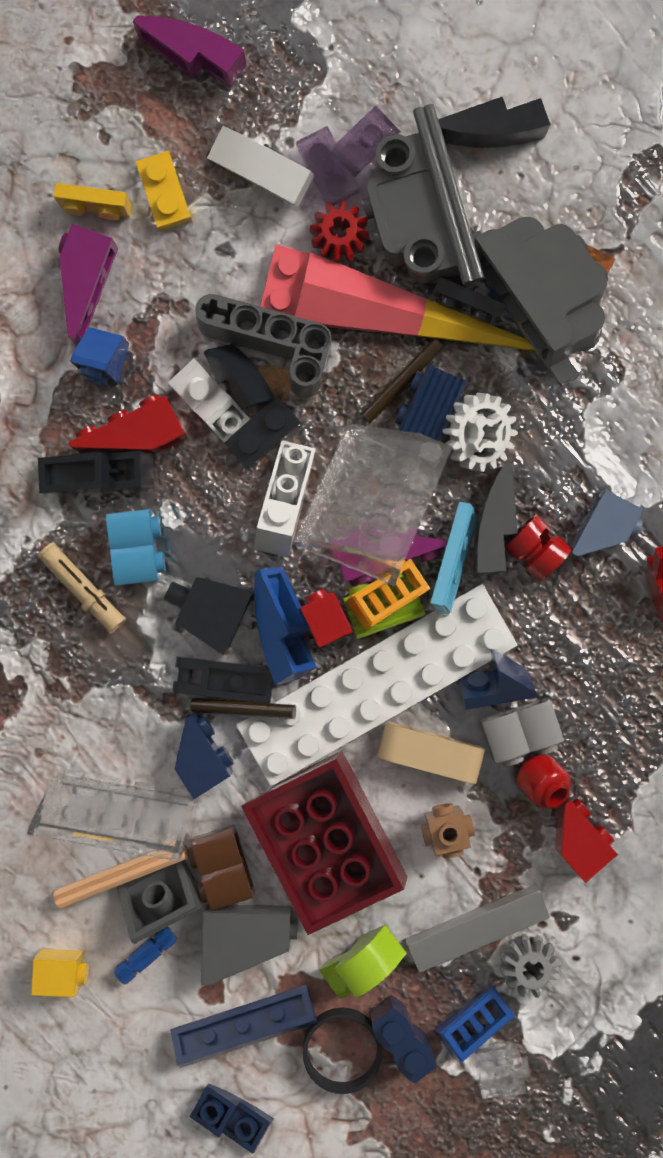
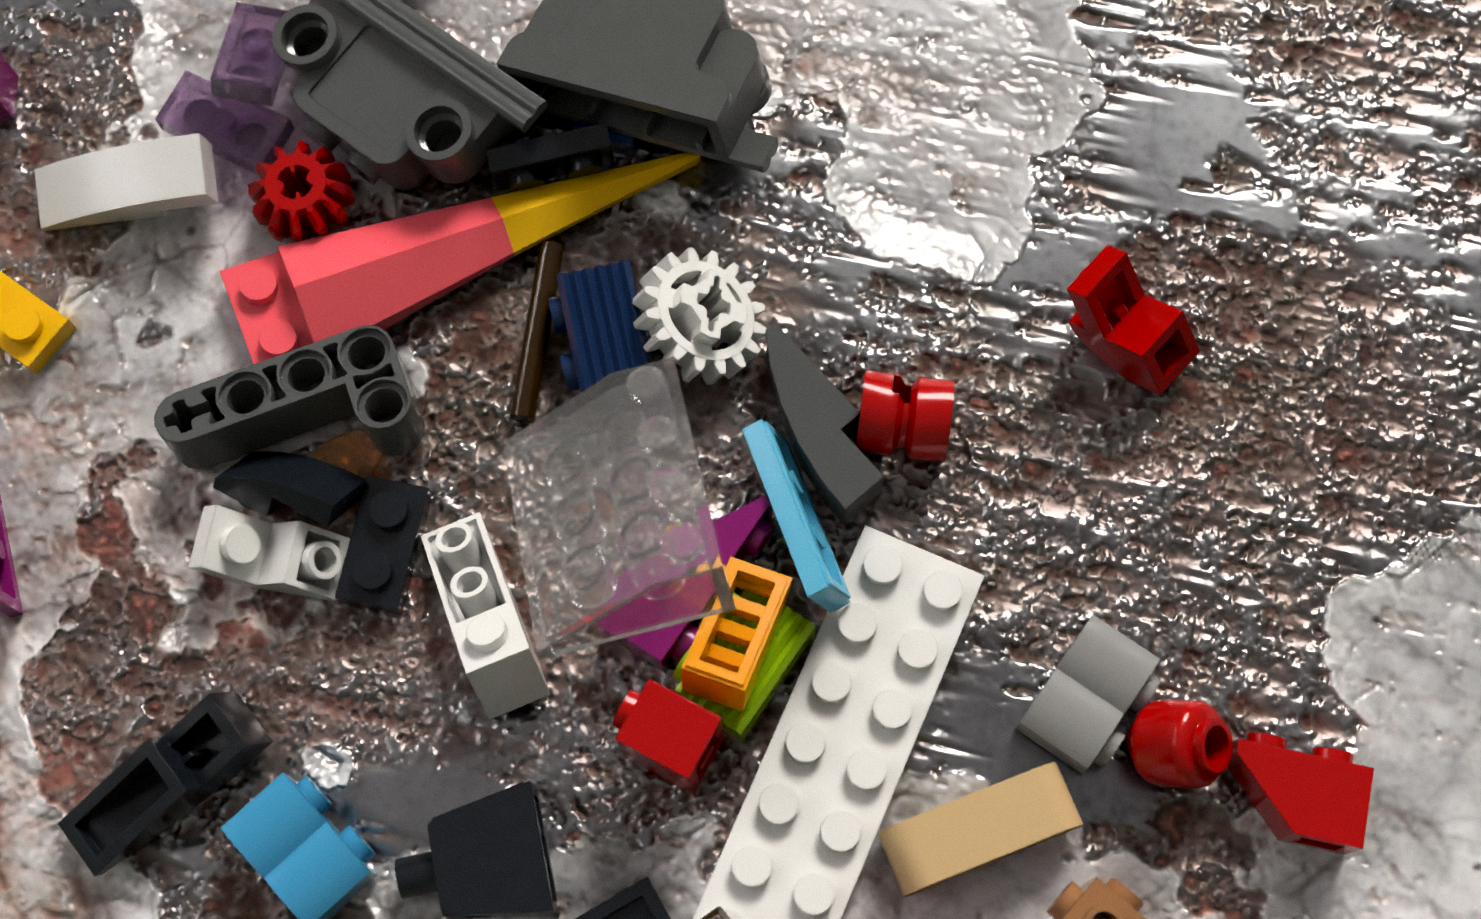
camera: 35 degrees left, 15 degrees down
(100, 356) = (59, 602): blue slope -> none
(146, 429) = (203, 652): red slope -> none
(281, 626) = (614, 804): blue slope -> none
(501, 685) = (1005, 649): dark blue slope -> none
(606, 524) = (976, 316): sand blue slope -> none

